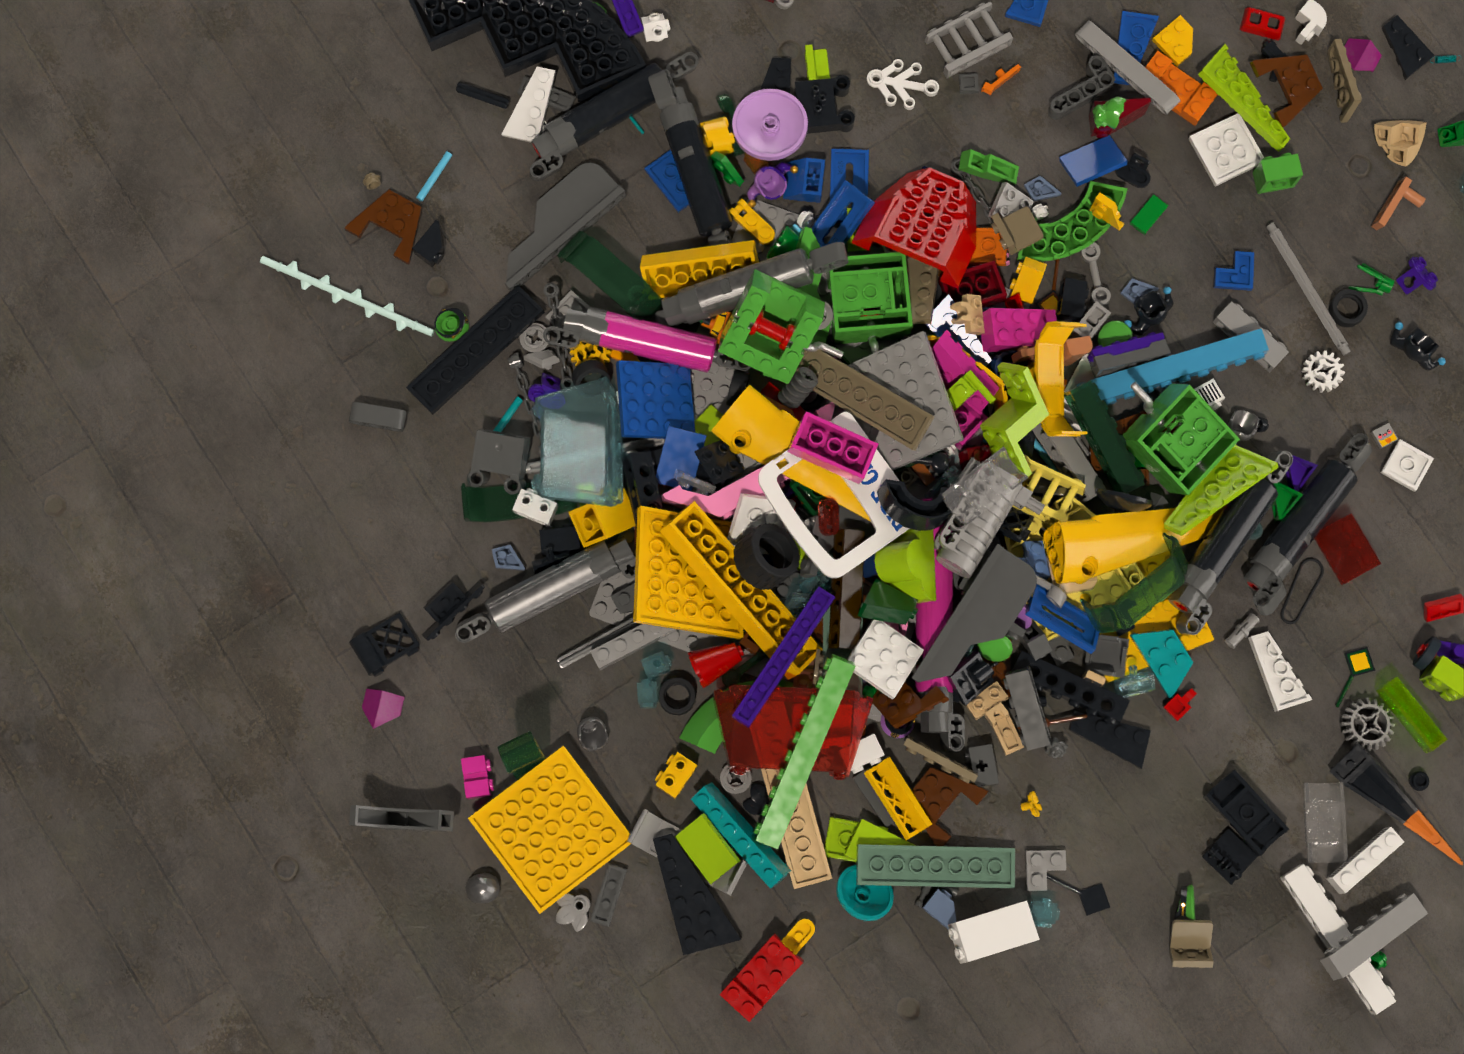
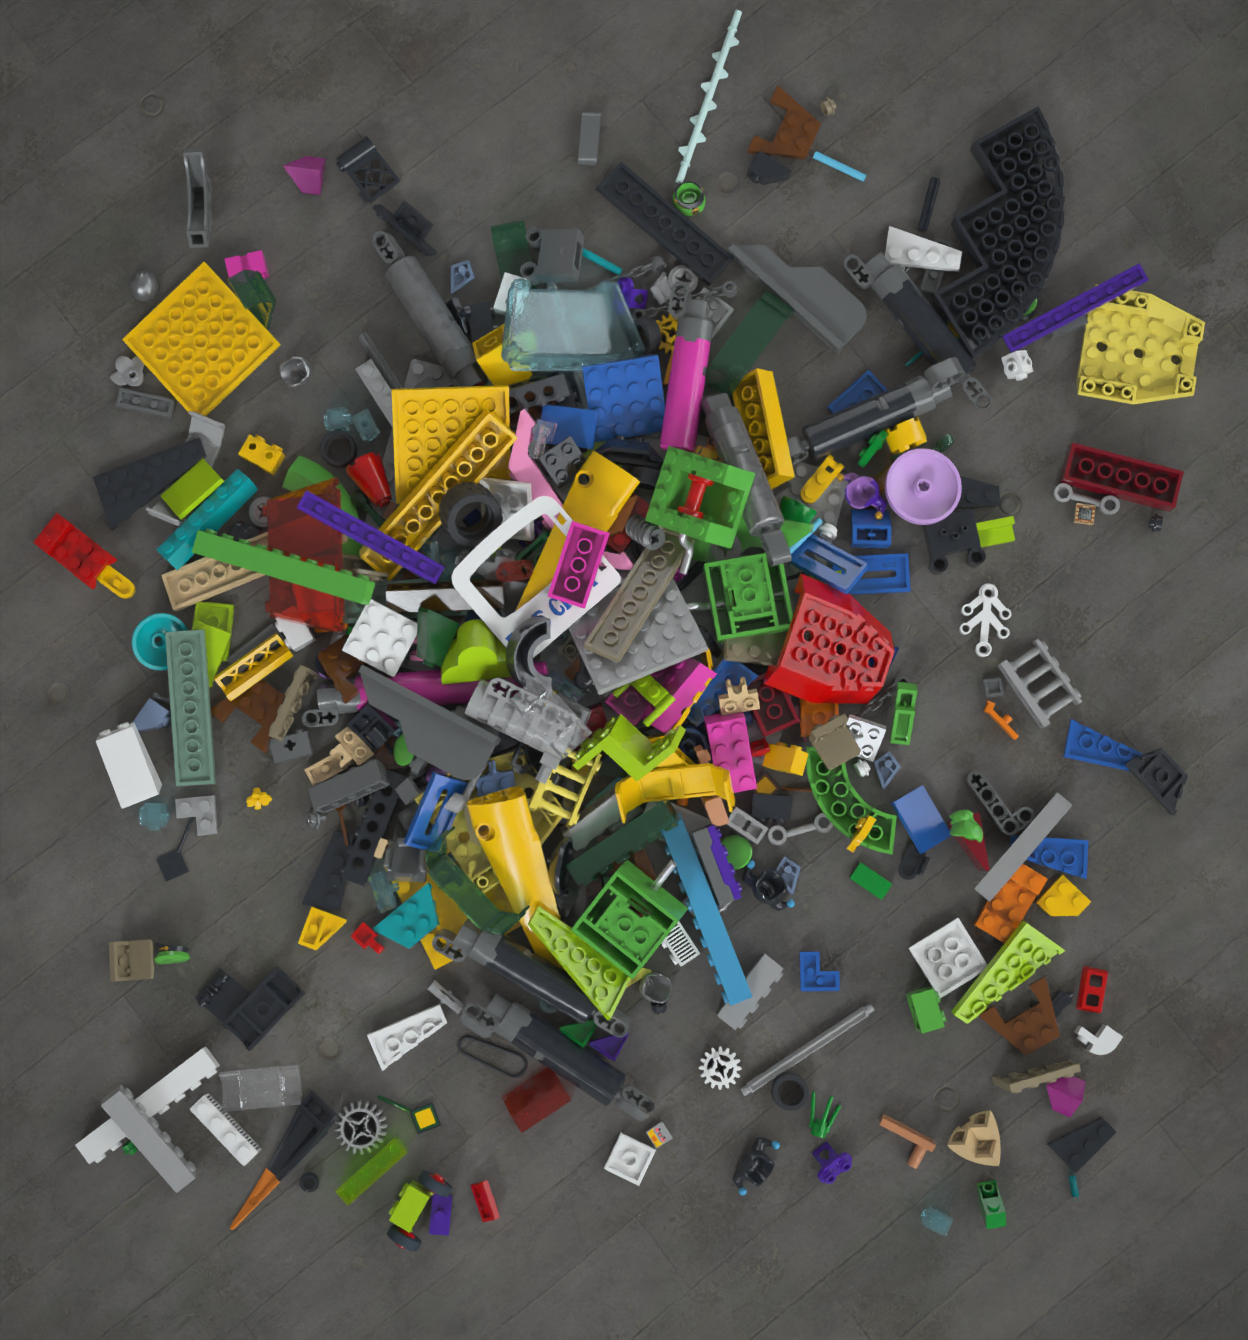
camera: 85 degrees right, 5 degrees up
(710, 403) = (630, 452): none -> black wedge
(1167, 751) = (319, 928): none -> yellow wing

